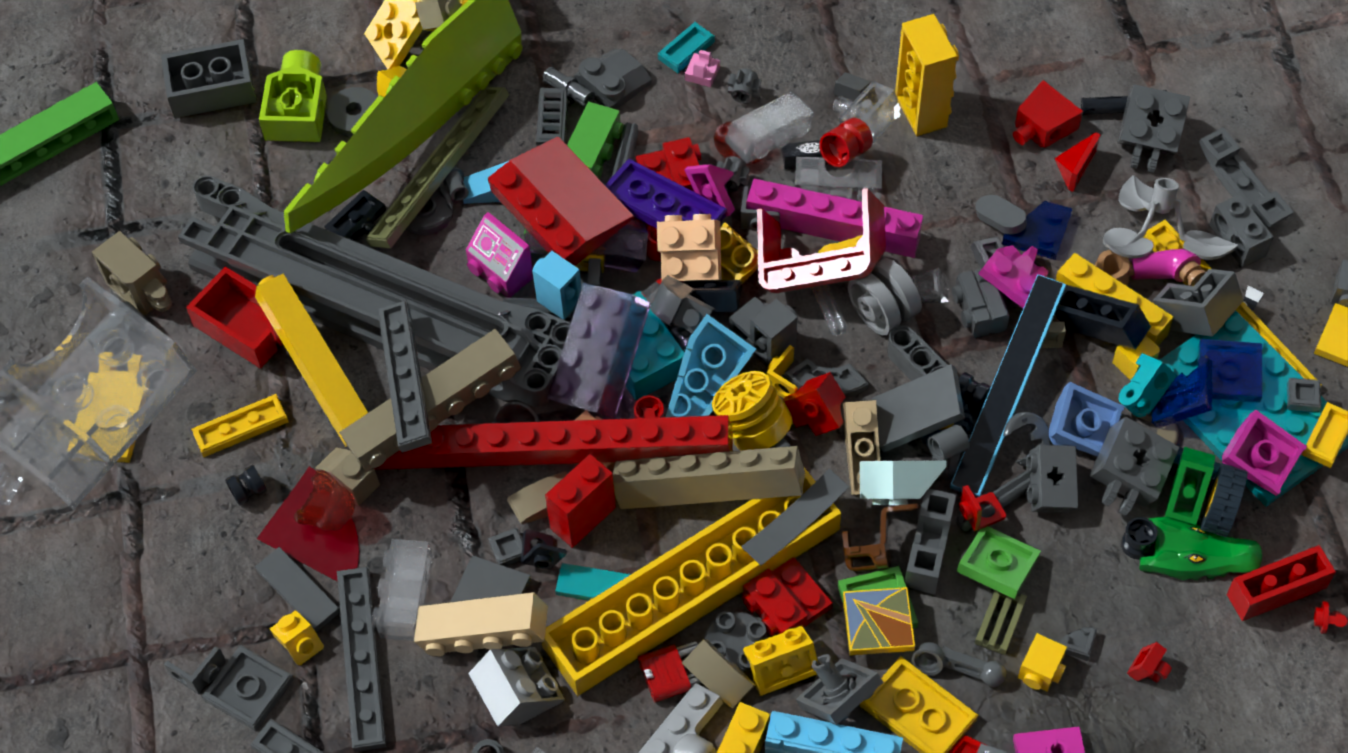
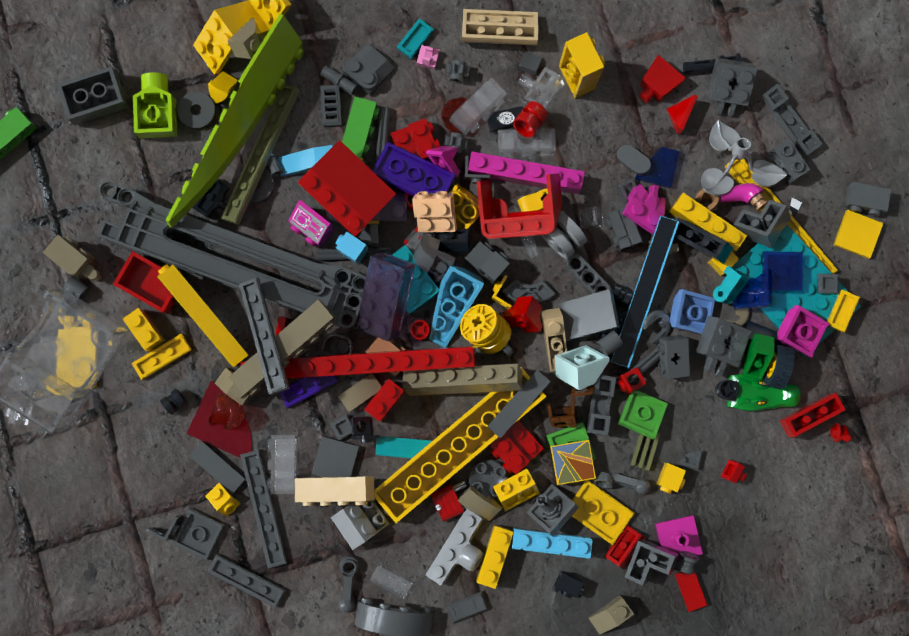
camera: 10 degrees left, 25 degrees up
(220, 380) = (144, 329): none -> yellow brick
(459, 486) = (305, 388): none -> dark purple tile
(810, 38) = (500, 27): none -> tan brick

